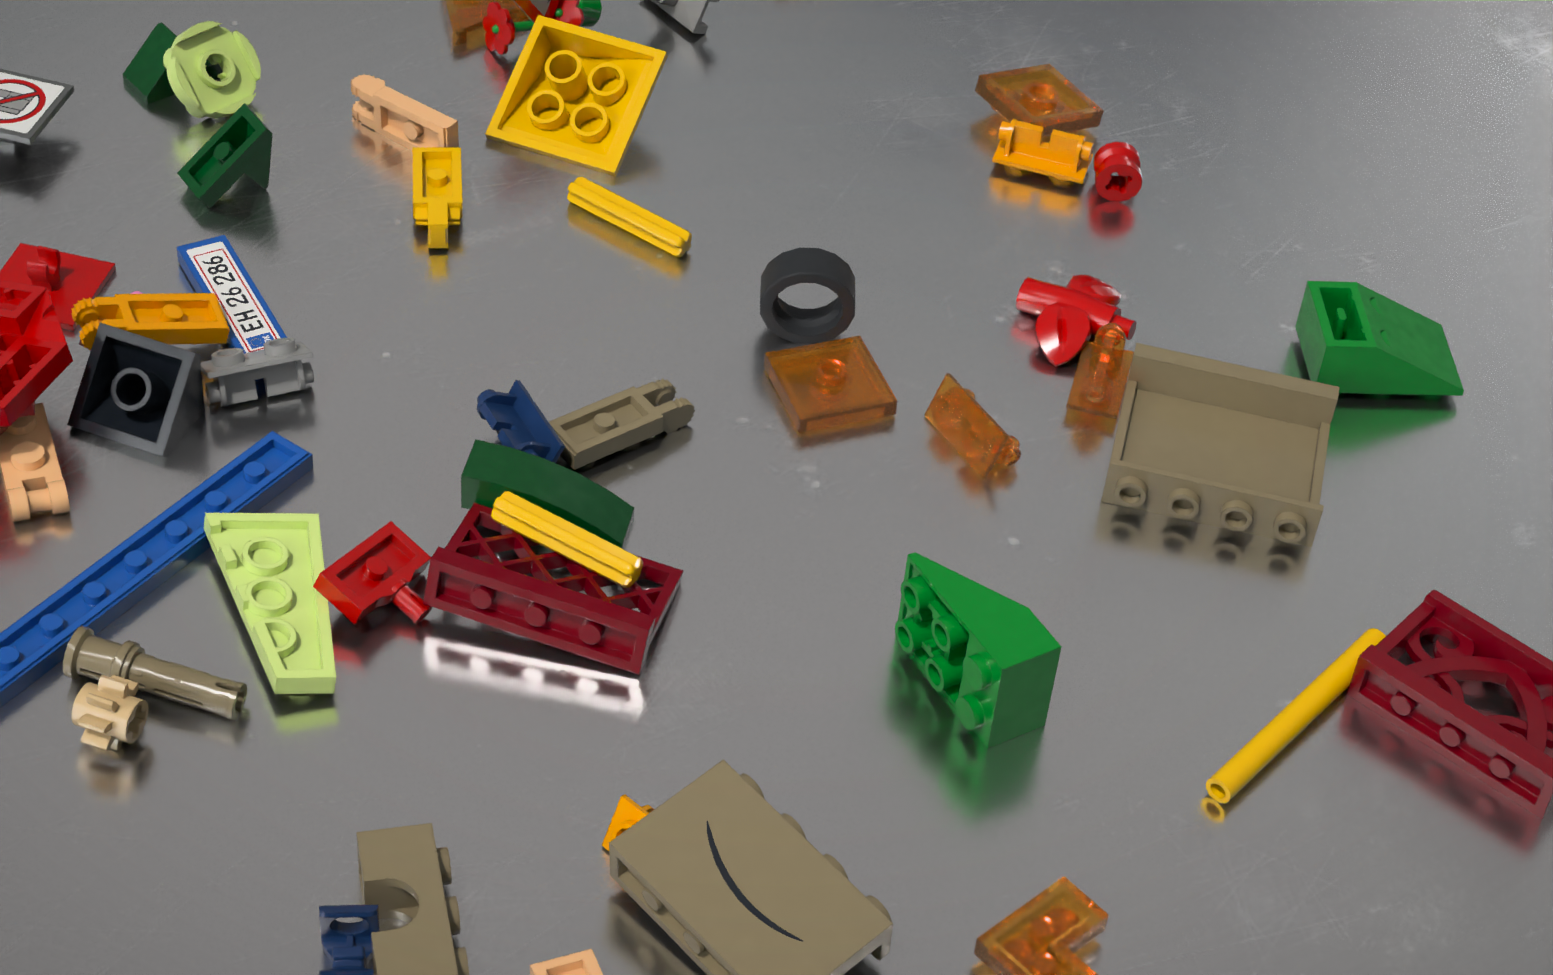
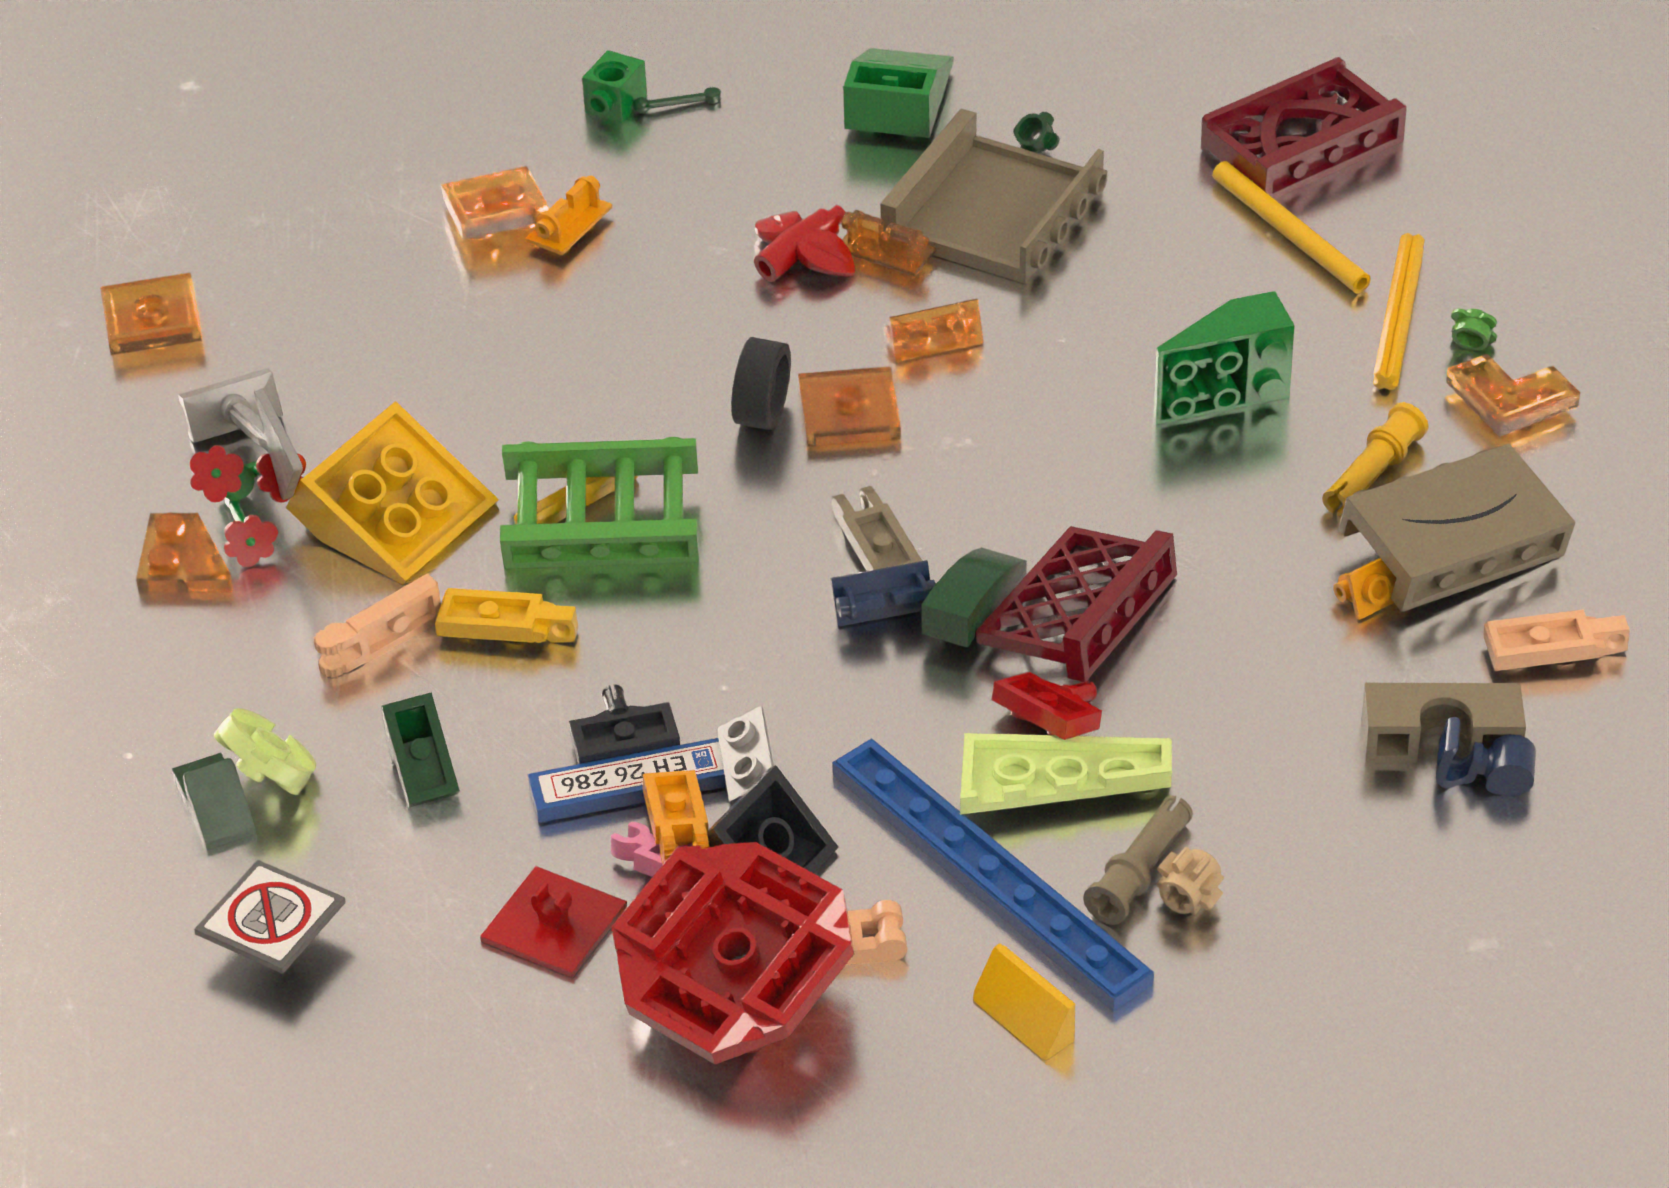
camera: 70 degrees left, 0 degrees up
(293, 285) = (623, 729): none -> black plate
(565, 244) = (600, 542): none -> bright green fence
(567, 539) = (1043, 574): yellow axle -> none
(899, 831) = (1385, 447): none -> yellow pin
(1124, 160) = (617, 176): red wheel -> none
(1162, 902) = (1473, 328): none -> bright green plate
(1180, 831) = (1398, 312): none -> yellow axle
(1262, 151) = (614, 86): none -> green brick
(1304, 228) = (710, 95): none -> dark green hinge
(1352, 467) = (1030, 126): none -> dark green plate

